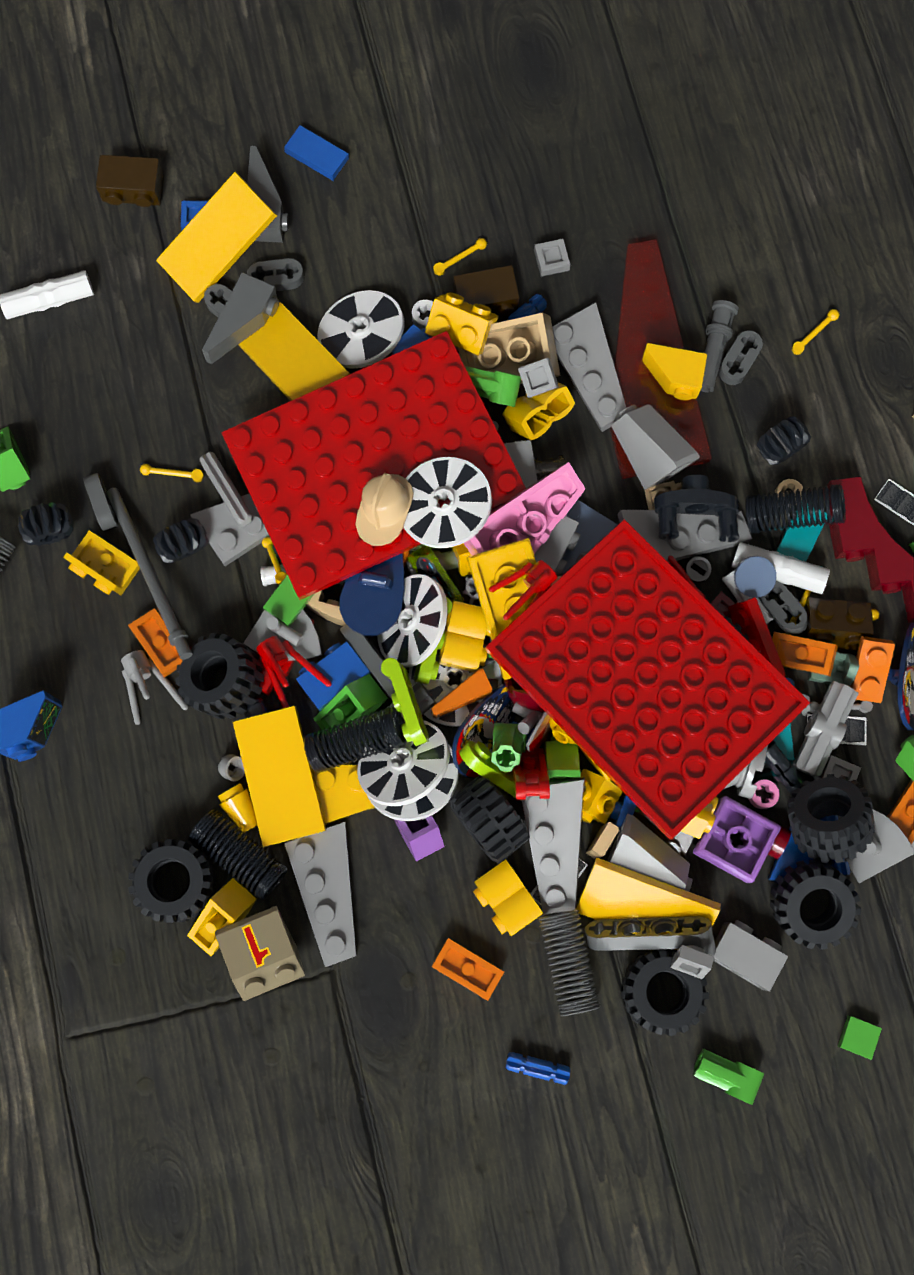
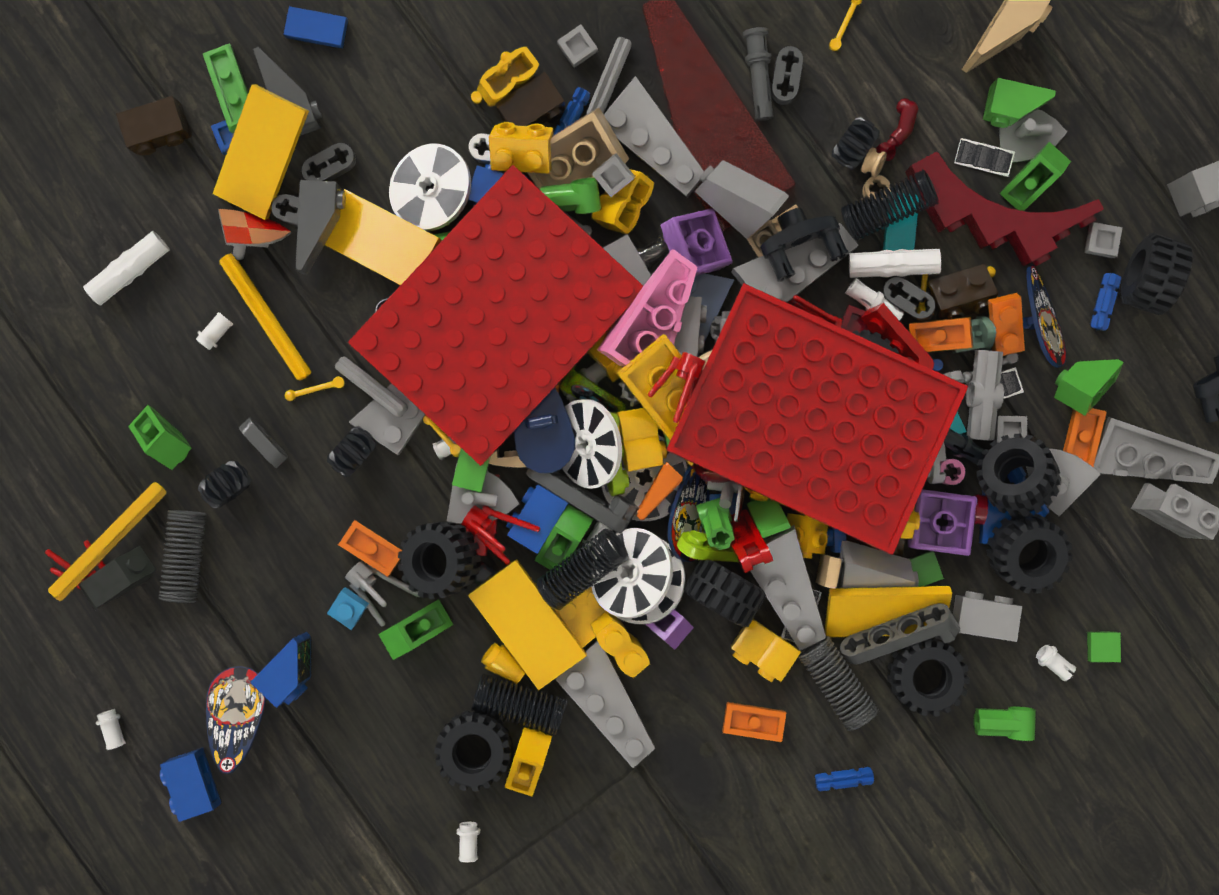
camera: 20 degrees left, 10 degrees up
(101, 382) = (214, 331): none -> white pin
(104, 563) = (291, 498): yellow bracket -> none
(110, 692) = (348, 608): none -> dark azure plate
(126, 975) = (468, 841): none -> white pin
(155, 389) = (265, 316): none -> yellow axle
(166, 738) = (415, 629): none -> bright green slope
(174, 304) = (247, 229): none -> shield
(177, 636) = (387, 540): dark grey bar -> none
(214, 167) = (227, 82): none -> bright green tile
(234, 760) = (479, 638): light grey hinge -> none
(259, 953) = (575, 782): dark tan slope -> none
(360, 825) = (620, 644): none -> yellow brick
(383, 509) = (525, 357): tan piece -> none
(405, 701) = (613, 521): lime plate -> none
(454, 522) = (563, 311): white piece -> none
(475, 256) = (512, 74): none -> yellow brick
(574, 293) = (610, 75): none -> light grey axle
(599, 471) = (698, 239): none -> medium lavender brick
(676, 370) = (735, 115): yellow slope -> none
(692, 961) = (944, 646): light grey plate -> none
(701, 562) = (819, 298): light grey hinge -> none
(704, 881) = (927, 568): none -> bright green tile
(755, 576) = (875, 282): sand blue piece -> none
(795, 465) = (873, 162): none -> tan bush
(802, 1032) = (1049, 657): none -> white pin
(845, 435) = (908, 111): none -> dark red arm

